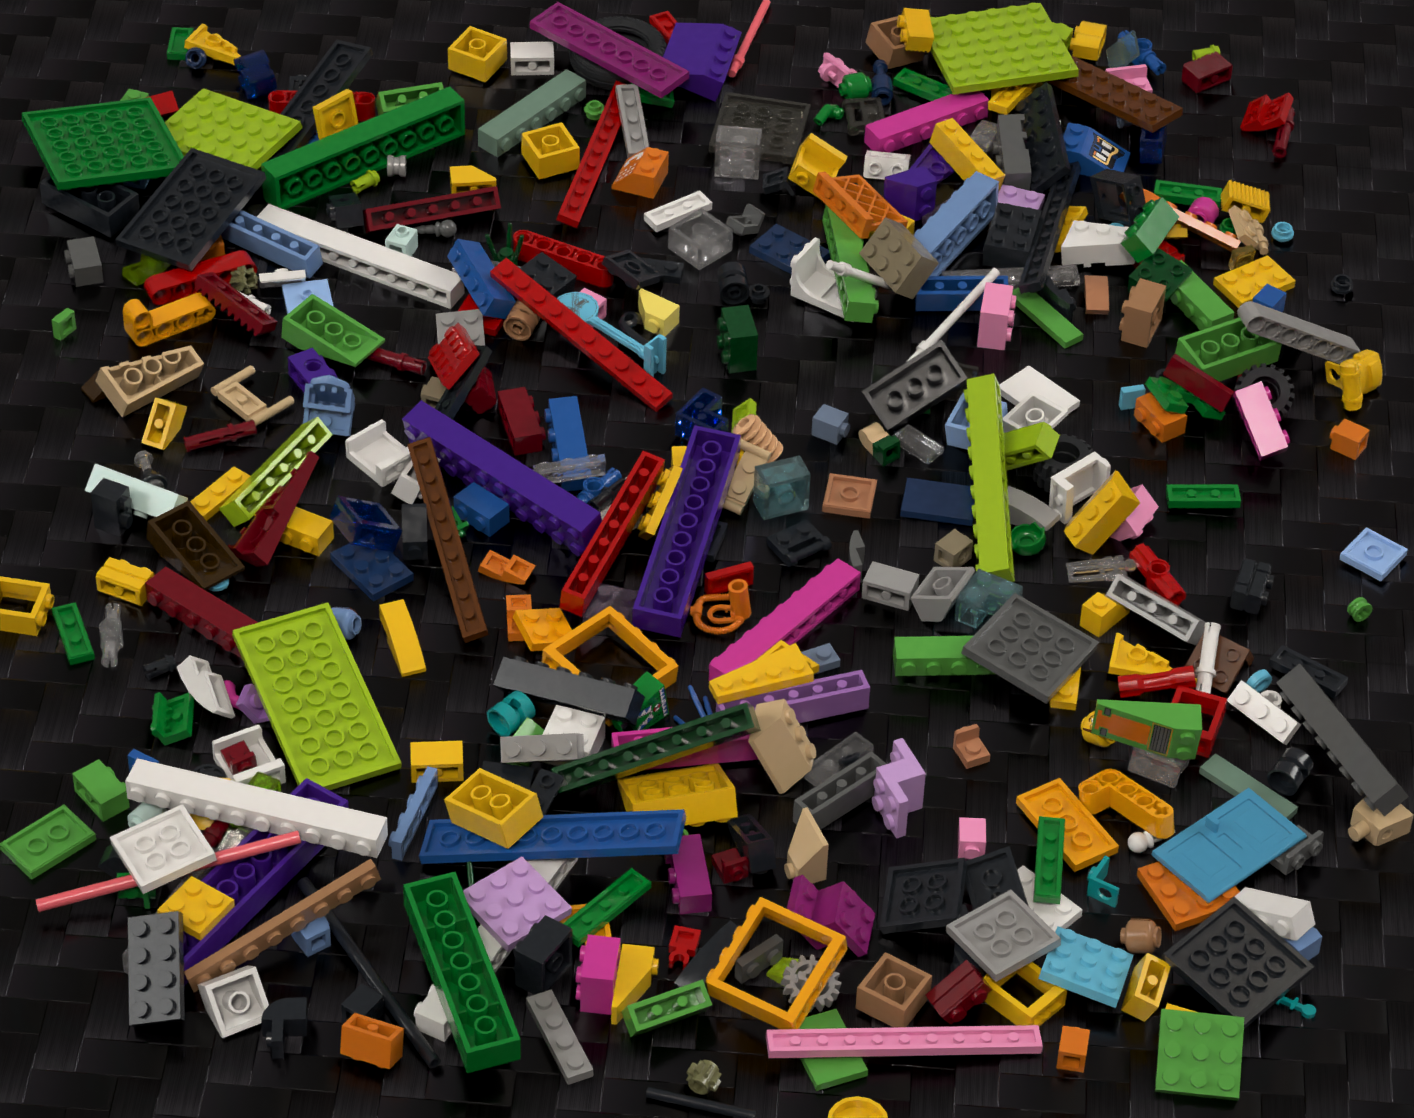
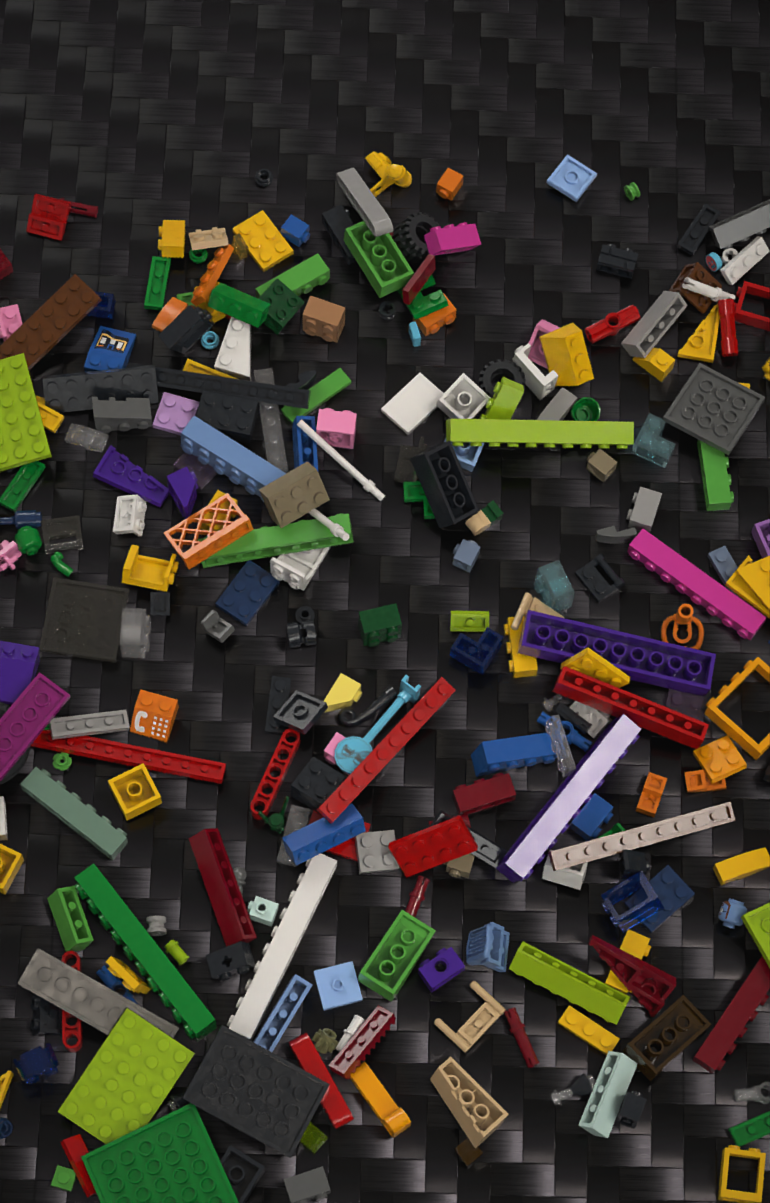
camera: 95 degrees left, 25 degrees up
(63, 324) = (392, 1192): bright green plate -> none
(123, 580) = (704, 1089): yellow brick -> none
(163, 423) = (513, 1085): yellow slope -> none
(280, 277) = (318, 1008): white plate -> none
(378, 453) = (532, 902): white panel -> none
(469, 178) = (177, 861): yellow slope -> none
(520, 322) = (364, 802): medium nougat wheel -> none
(676, 211) = (203, 683): white plate -> none
(700, 239) = (248, 660): clear brick -> none
(718, 580) = (649, 624): red tile -> none
(757, 433) = (499, 606): light nougat piece -> none
(849, 495) = (541, 542): nougat tile -> none
(919, 122) = (75, 488): dark pink brick -> none
(919, 444) = (482, 488): clear tile -> none
(938, 502) = (542, 476): dark blue tile -> none
(939, 591) = (660, 467): light grey slope -> none
(962, 152) = (132, 448): yellow brick -> none
(1096, 295) = (288, 355): nougat slope -> none
(1100, 565) = (602, 342): clear piece -> none
(1203, 496) = (521, 289): green plate -> none
(1204, 209) = (186, 272): dark pink head -> none
(1282, 232) = (200, 211): medium azure plate -> none

